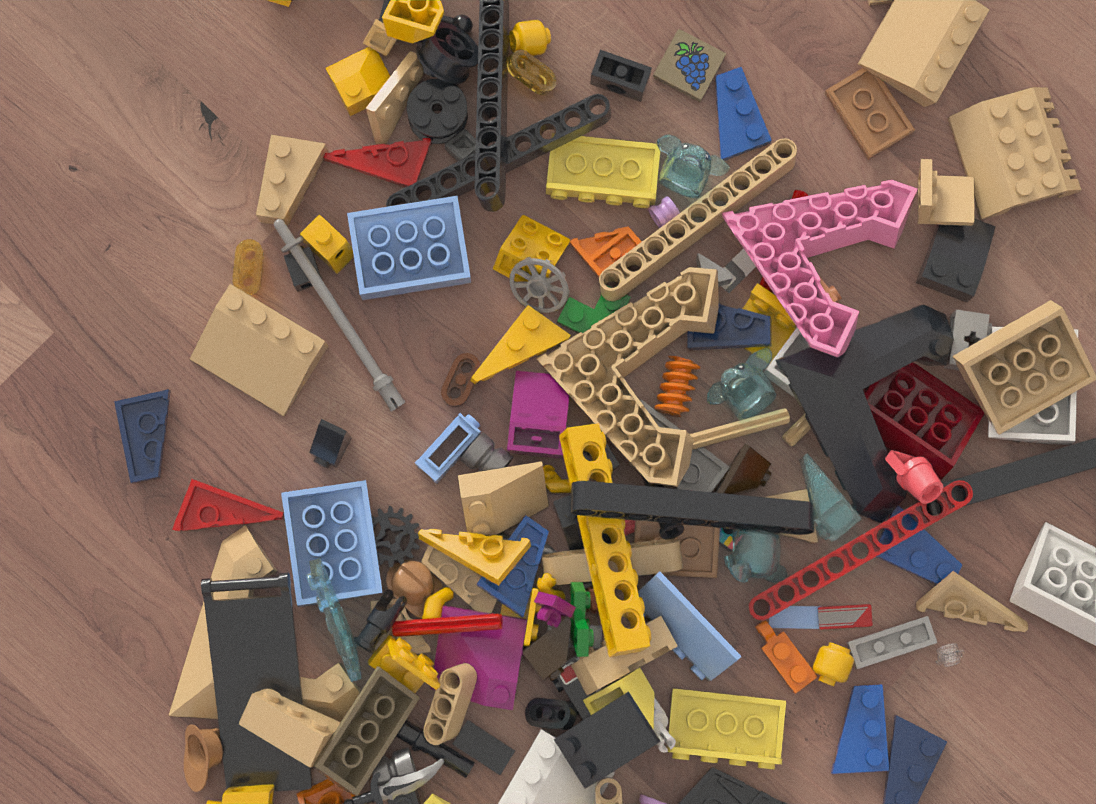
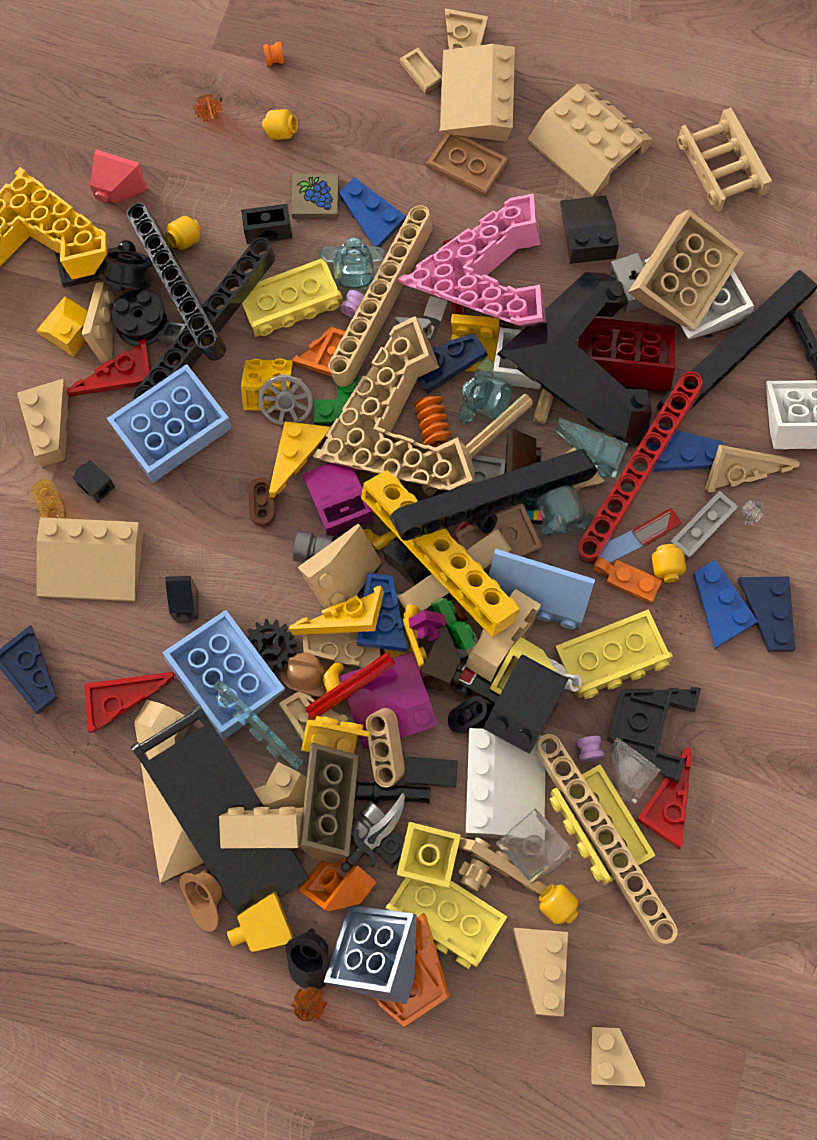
camera: 20 degrees left, 10 degrees down
(327, 243) = (101, 451): yellow torso -> none
(378, 39) = (67, 287): tan tile -> none
(380, 621) = (294, 713): black piece -> none
(381, 382) = (200, 534): light grey bar -> none
(469, 425) = (281, 577): light blue window -> none
(531, 72) = (197, 254): clear yellow plate -> none
(915, 476) = (652, 386): coral piece -> none
(944, 198) = (555, 192): tan bracket -> none

